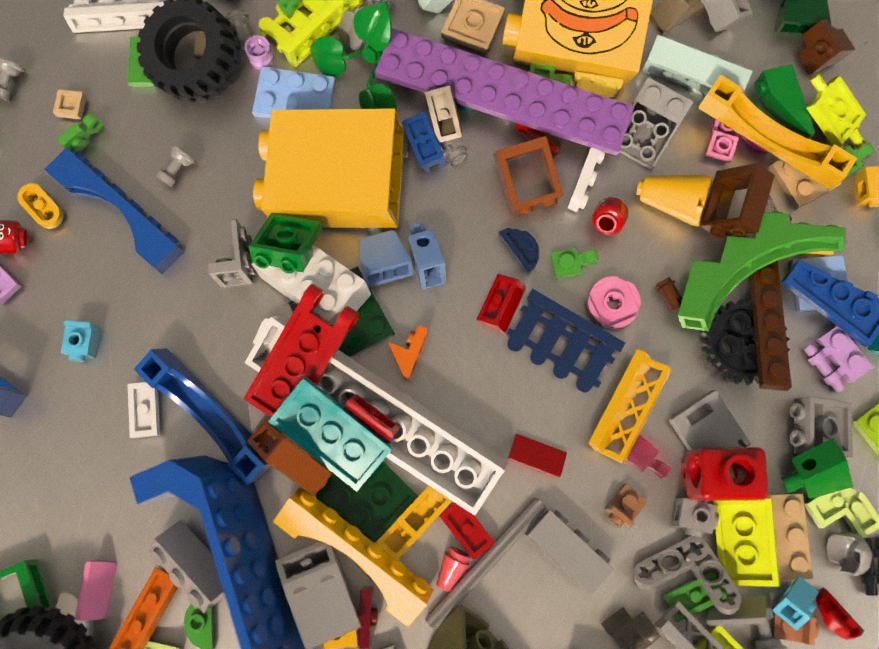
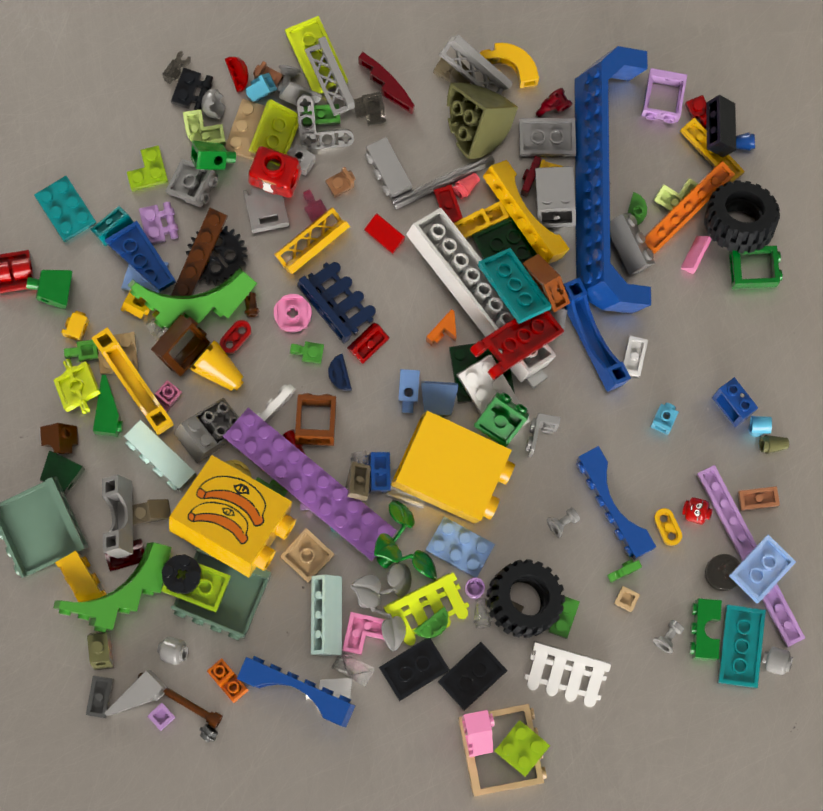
camera: 165 degrees left, 0 degrees up
(372, 418) = (484, 285): red slope -> none
(610, 216) = (270, 370): red head -> none
(672, 247) = (235, 337): none -> red plate

